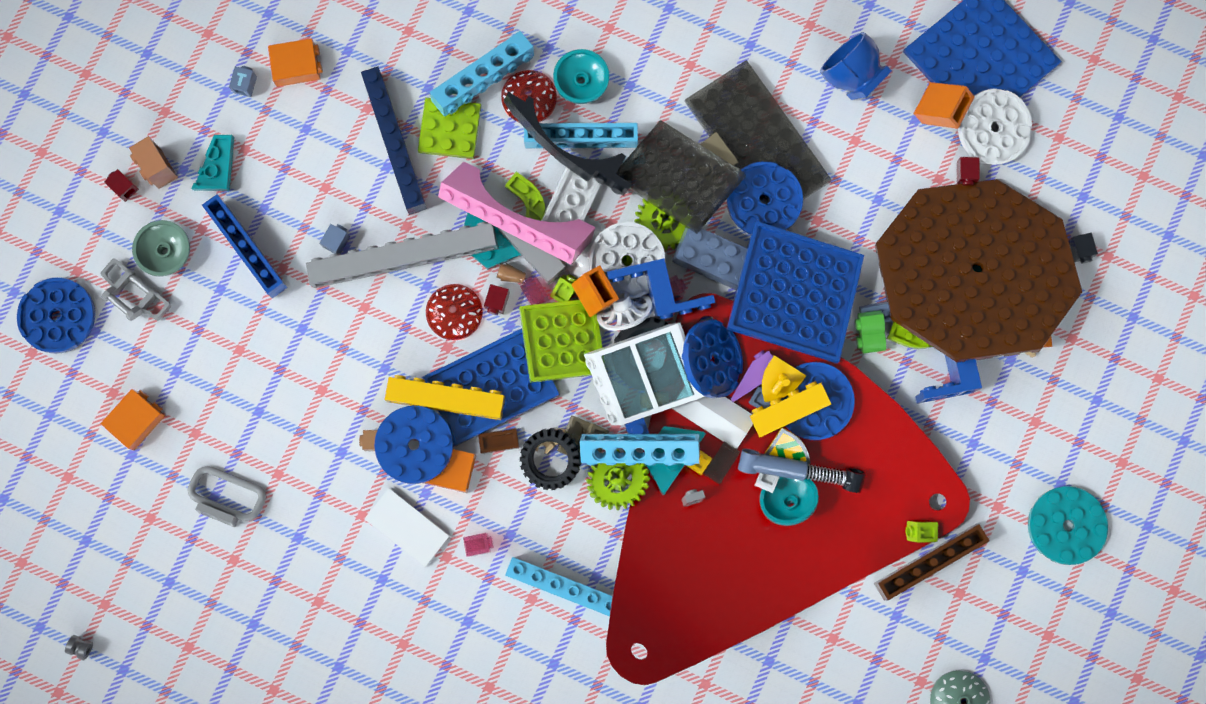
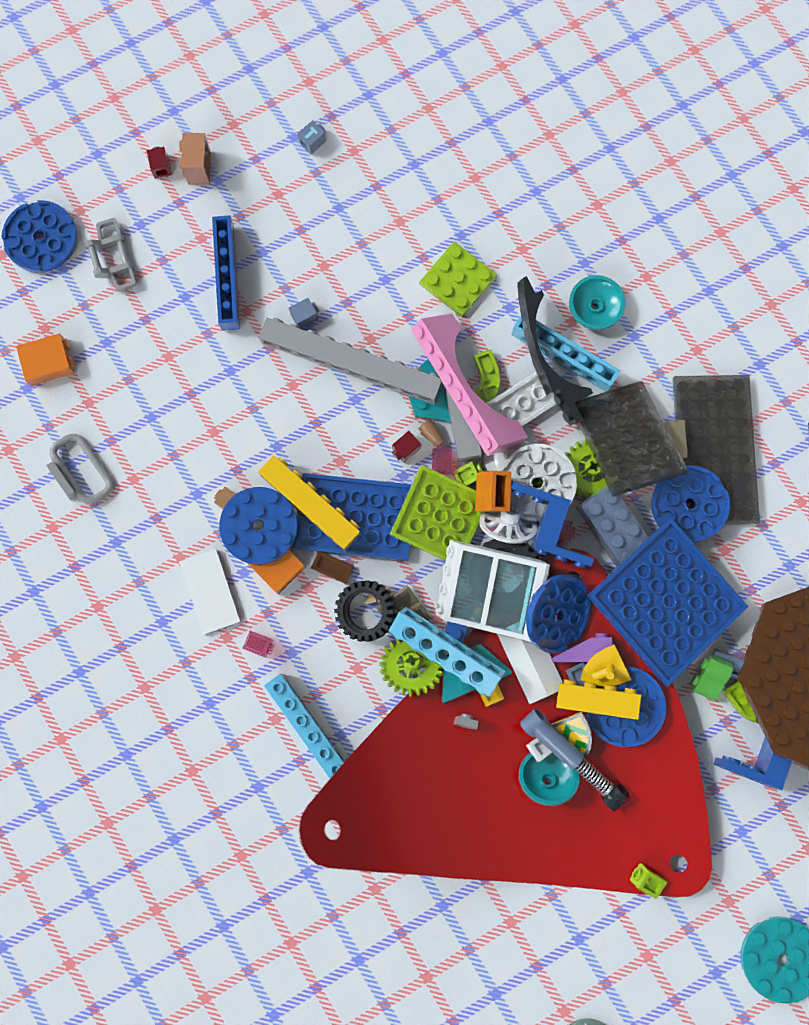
camera: 30 degrees right, 0 degrees up
(151, 242) = (150, 225): sand green dish -> none
(217, 167) = (245, 196): teal wing -> none
(295, 62) = (364, 147): orange brick -> none
(393, 140) = (404, 261): dark blue brick -> none
(461, 322) = (366, 447): clear red dish -> none
(485, 65) = (504, 244): medium azure brick -> none
(542, 91) = (556, 293): clear red dish -> none
(721, 462) = (510, 707): clear smoke tile -> none
(931, 562) = (640, 913): reddish brown brick -> none

